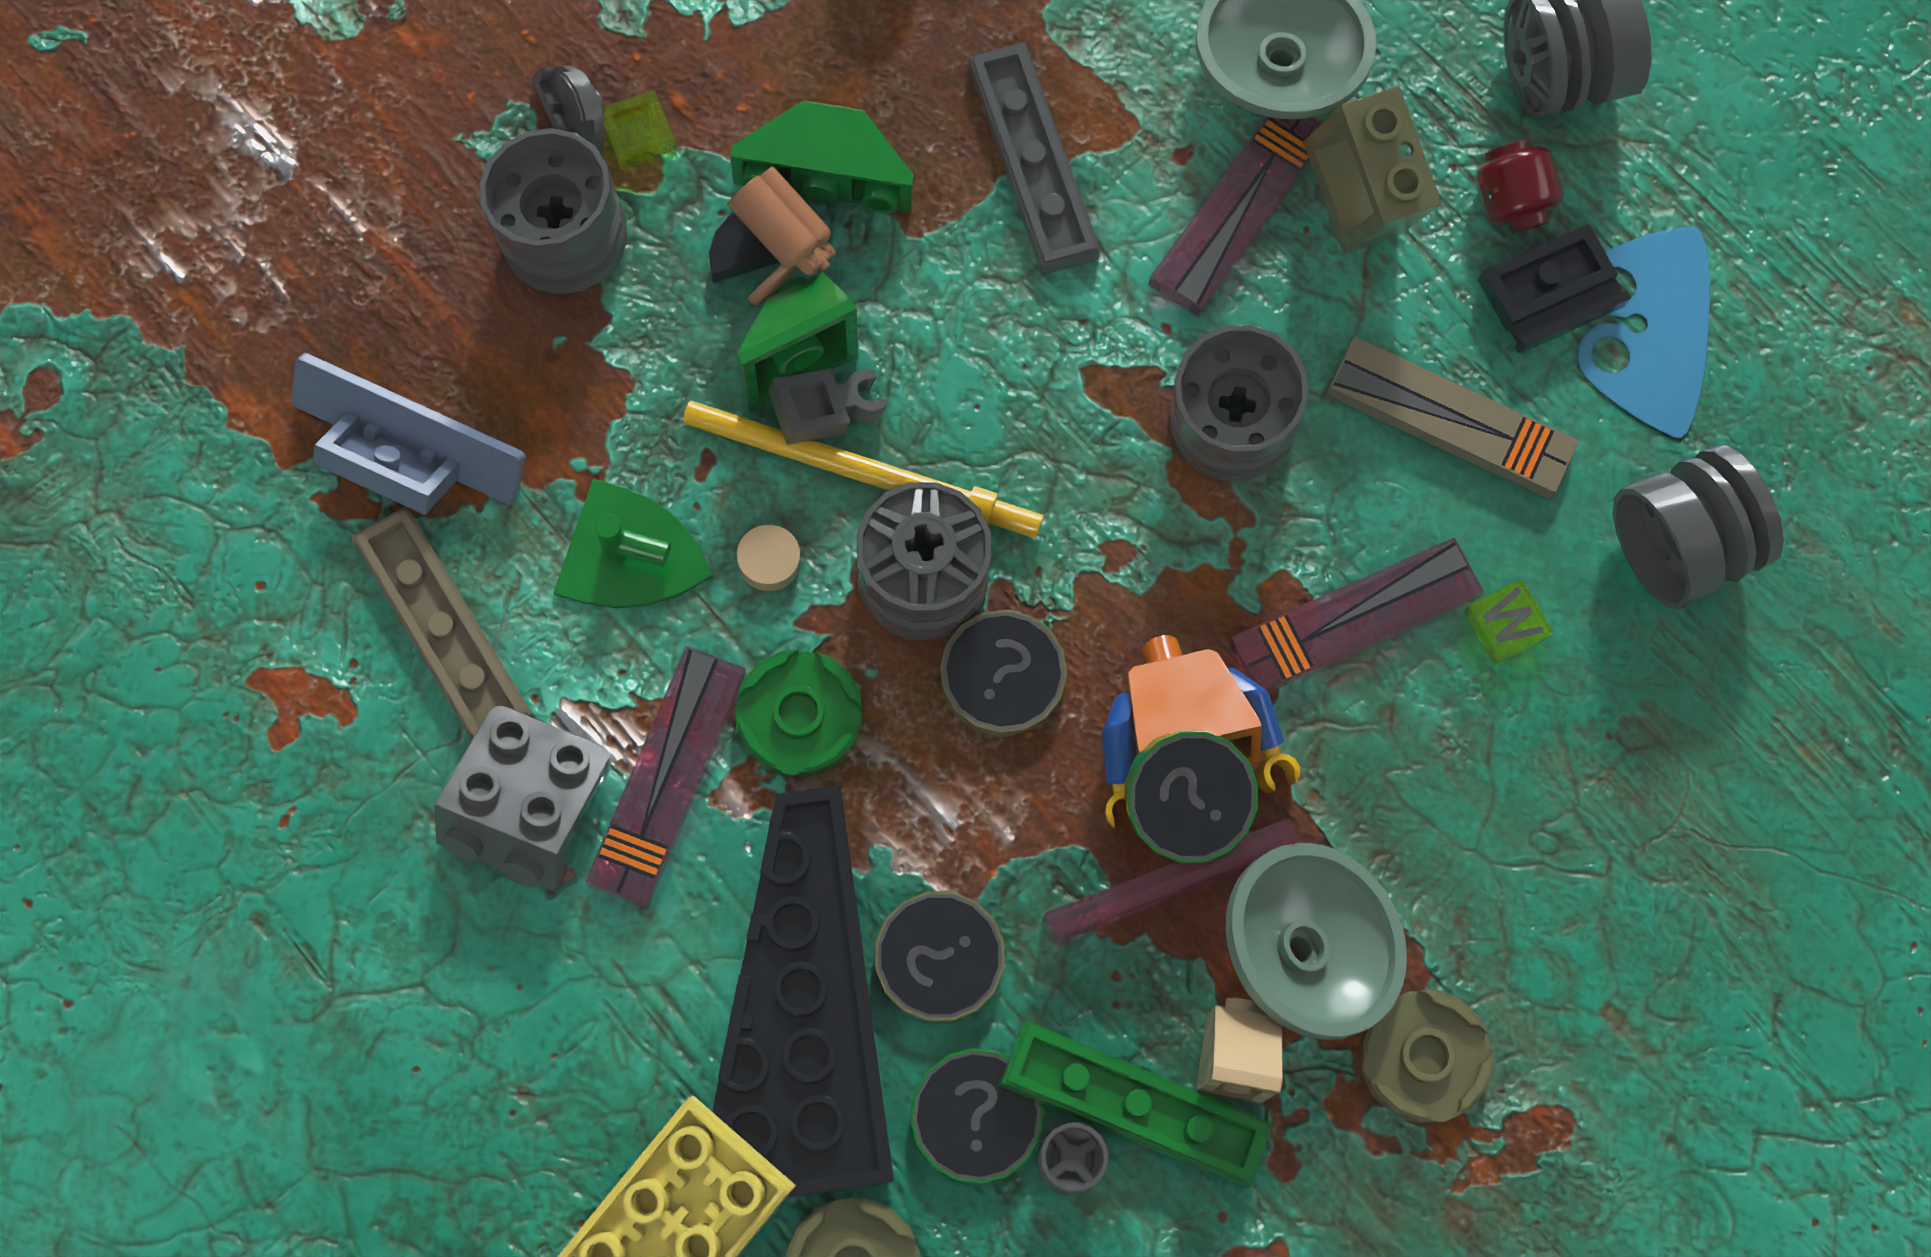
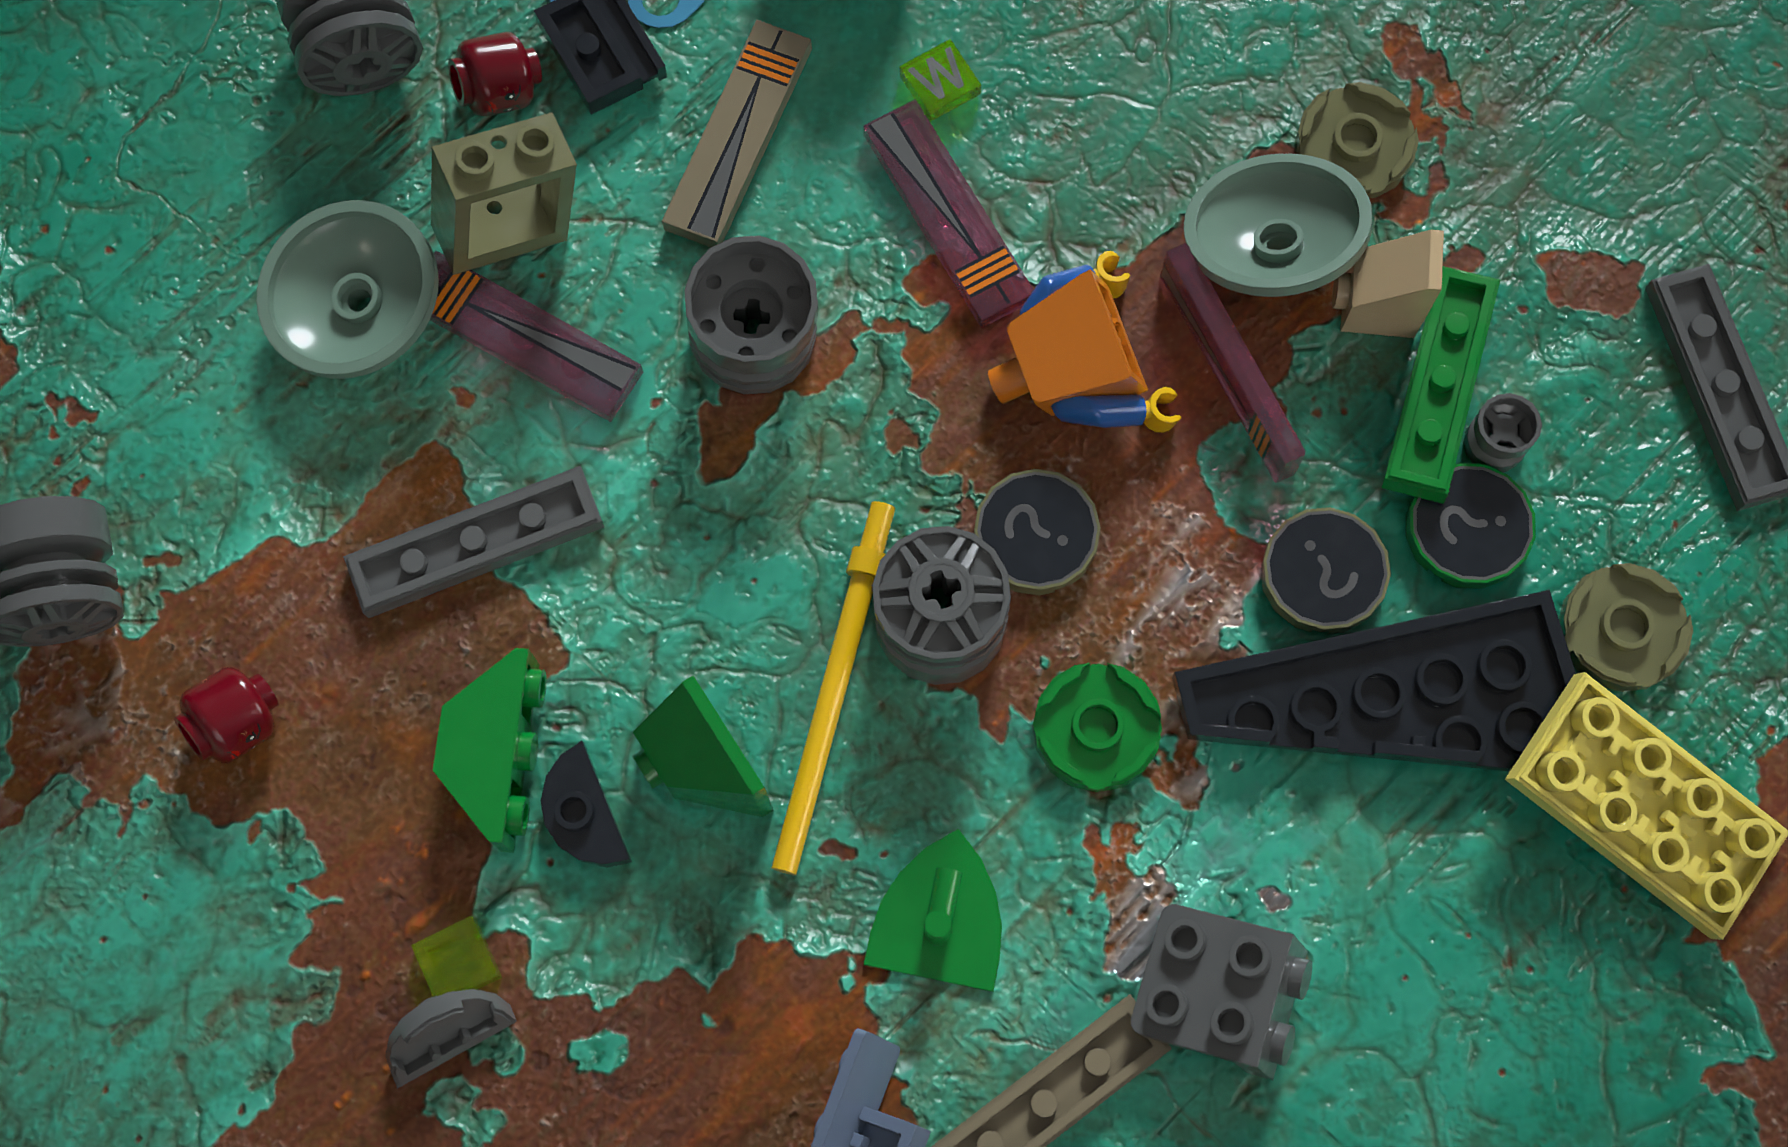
camera: 85 degrees left, 0 degrees up
(554, 210) = (536, 1018): dark grey wheel -> none
(666, 777) = (1179, 850): clear pink tile -> none
(768, 557) = (936, 771): tan tile -> none
(784, 227) = (584, 775): nougat piece -> none
(817, 407) = (771, 729): dark grey plate -> none
(1191, 795) = (1165, 329): black tile -> none

